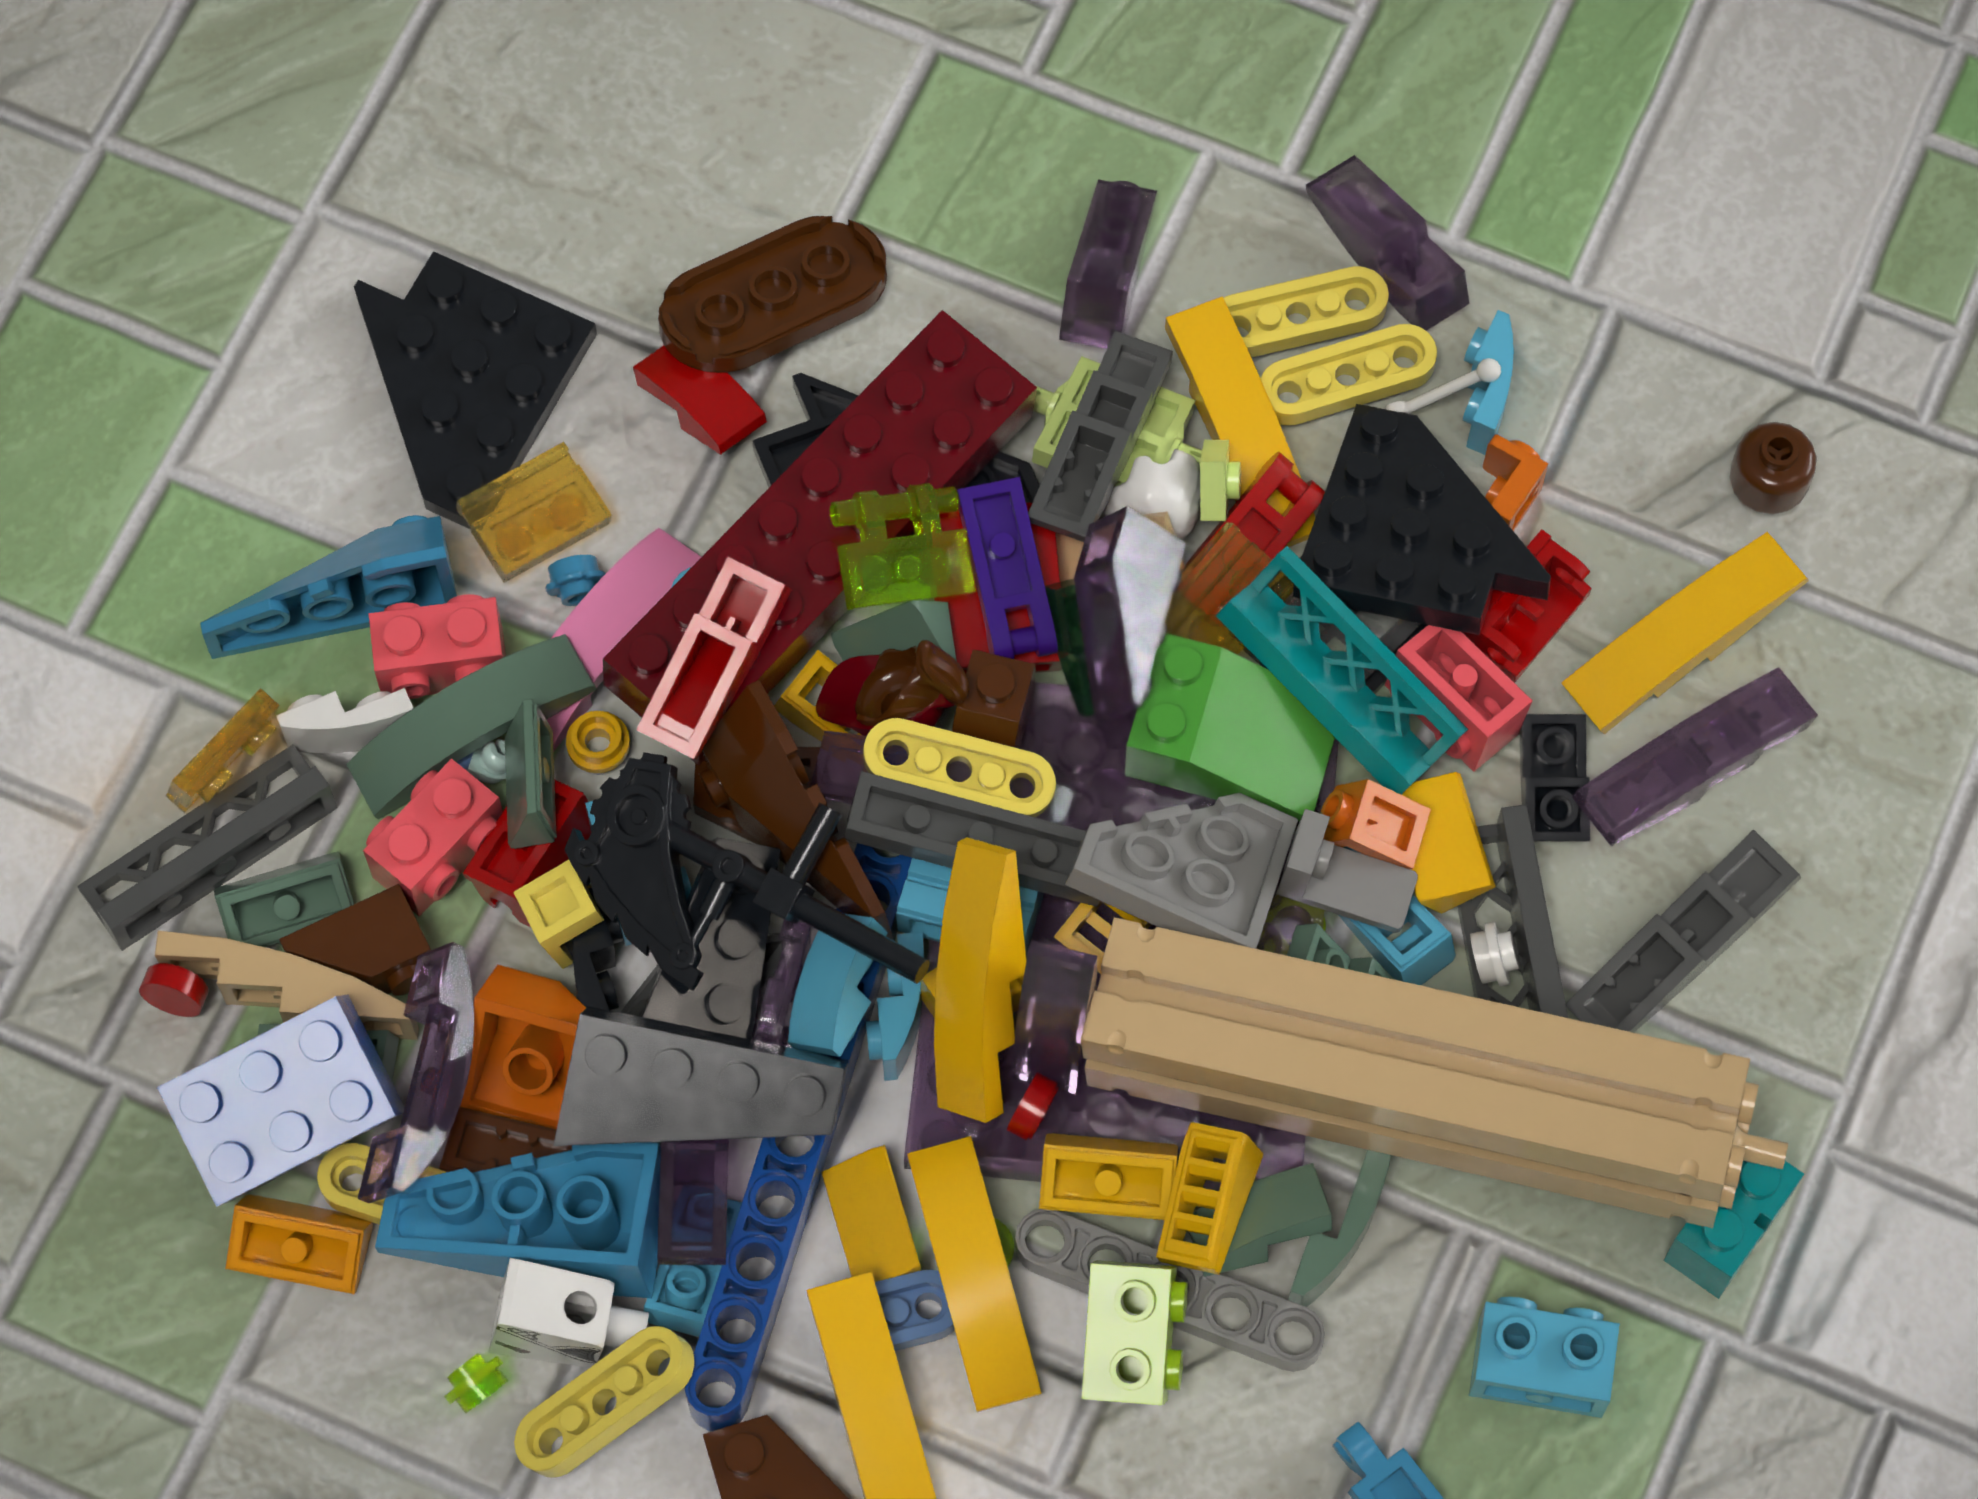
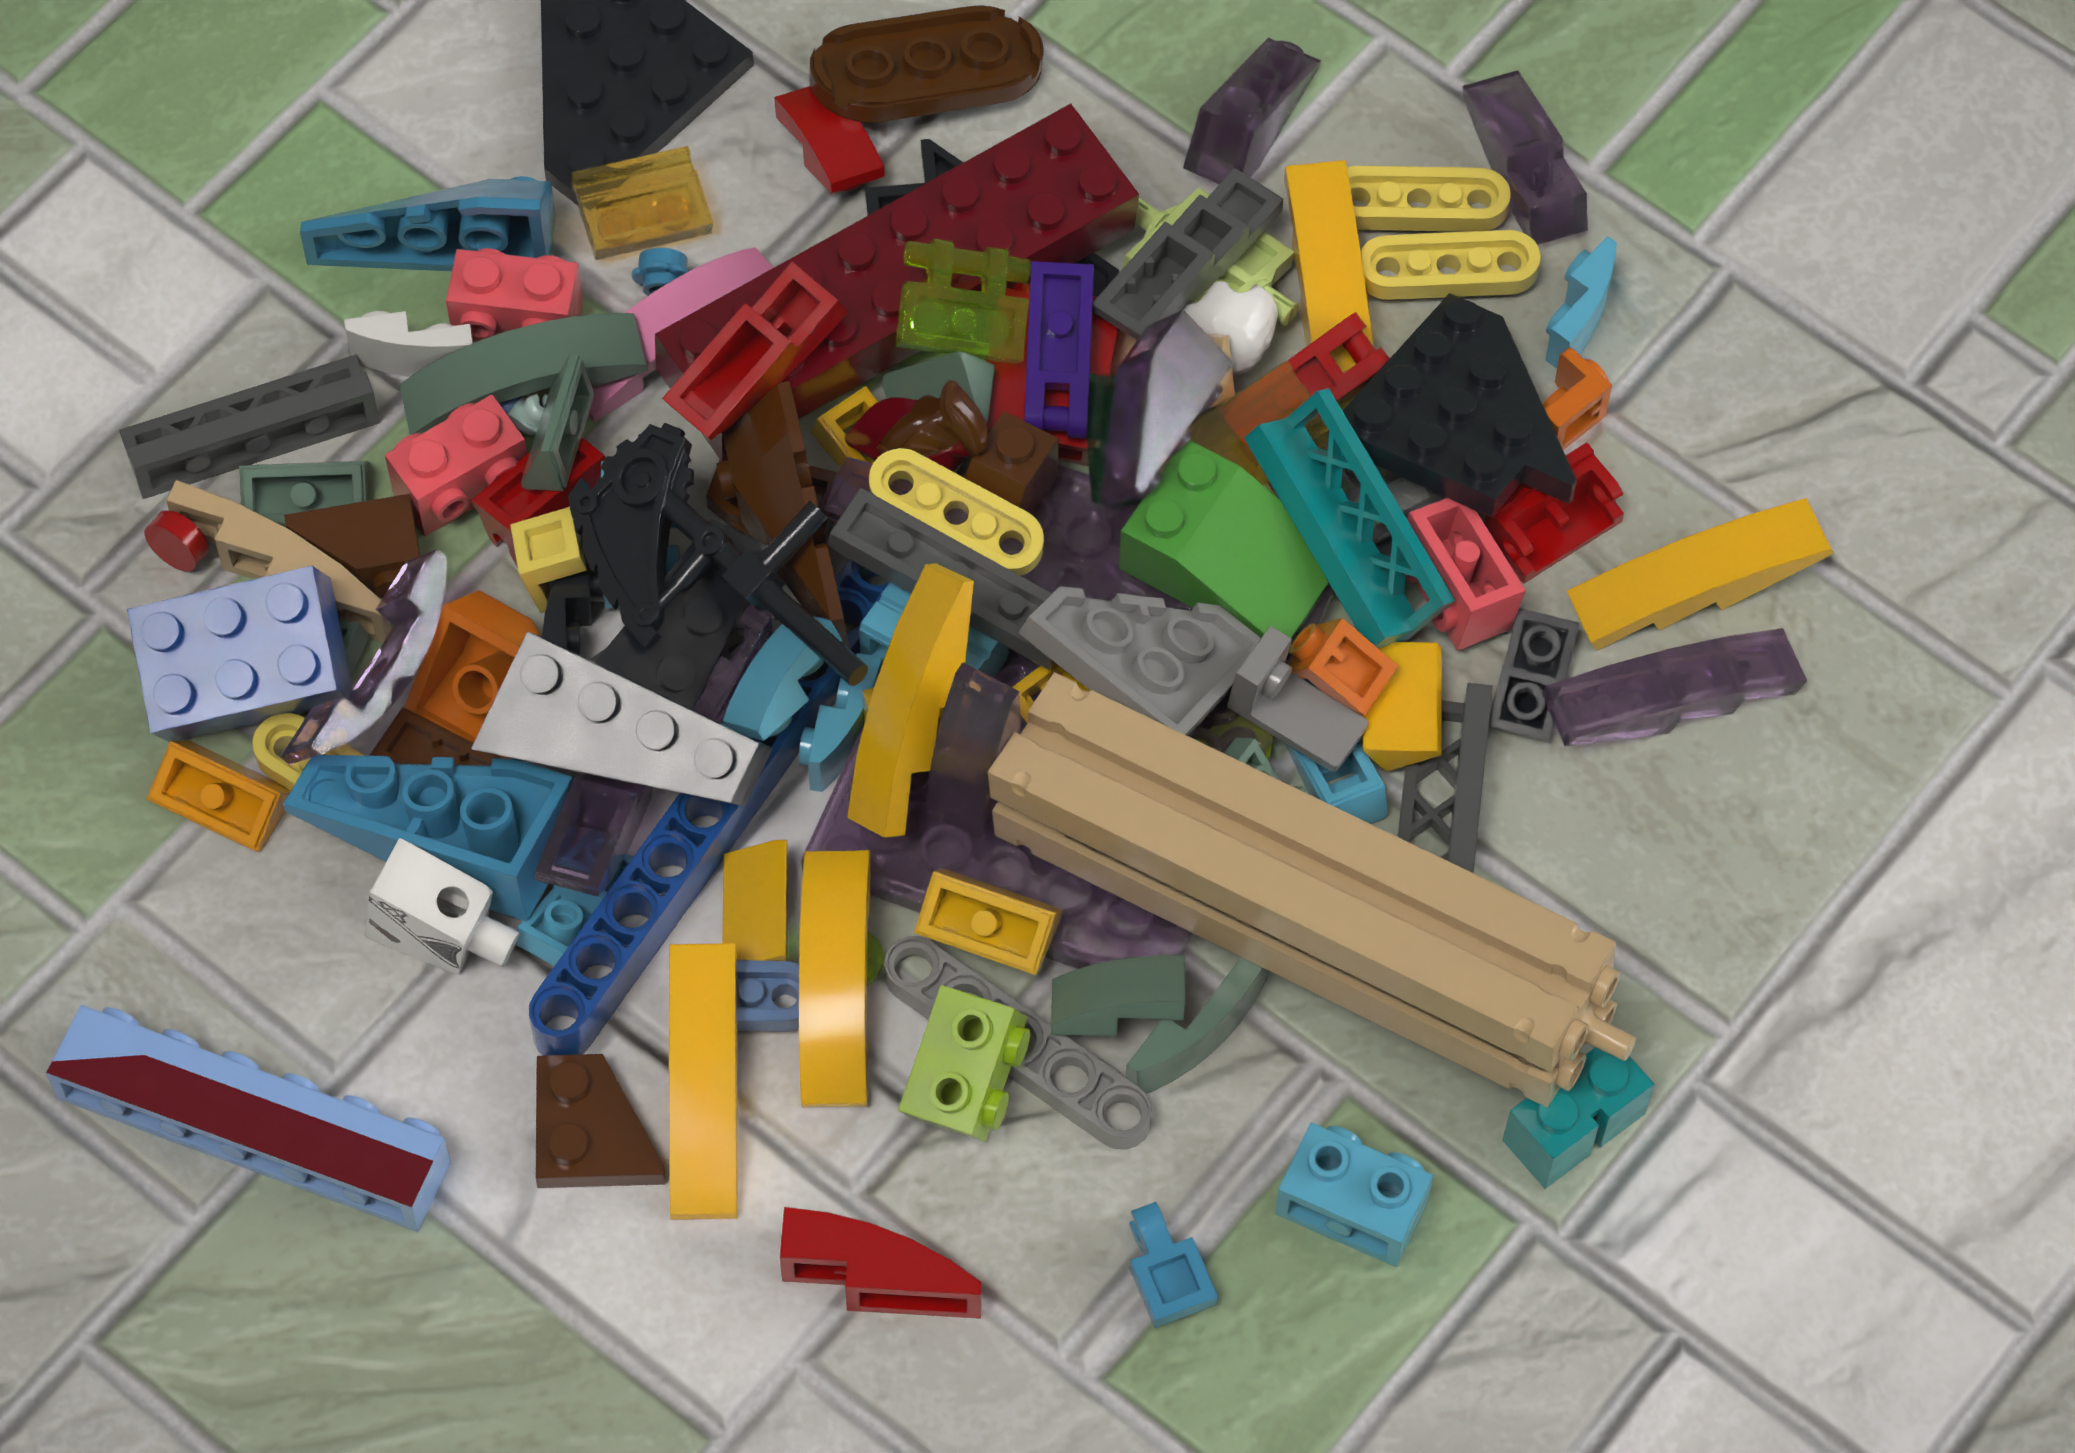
camera: 15 degrees right, 5 degrees down
(208, 769) = (287, 340): clear yellow plate -> none
(475, 1382) = (341, 954): clear neon green plate -> none
(579, 1406) = (452, 999): light yellow plate -> none
(594, 725) = (630, 407): yellow plate -> none
(1033, 1107) = (934, 837): red tile -> none
(1195, 1166) = (1083, 920): yellow slope -> none
(1218, 480) = (1288, 323): yellowish green plate -> none
(1487, 371) = (1578, 287): white hinge -> none
(1494, 954) = (1420, 815): white plate -> none
(1685, 937) = (1623, 846): dark grey slope -> none
(1773, 468) = (1831, 444): reddish brown head -> none

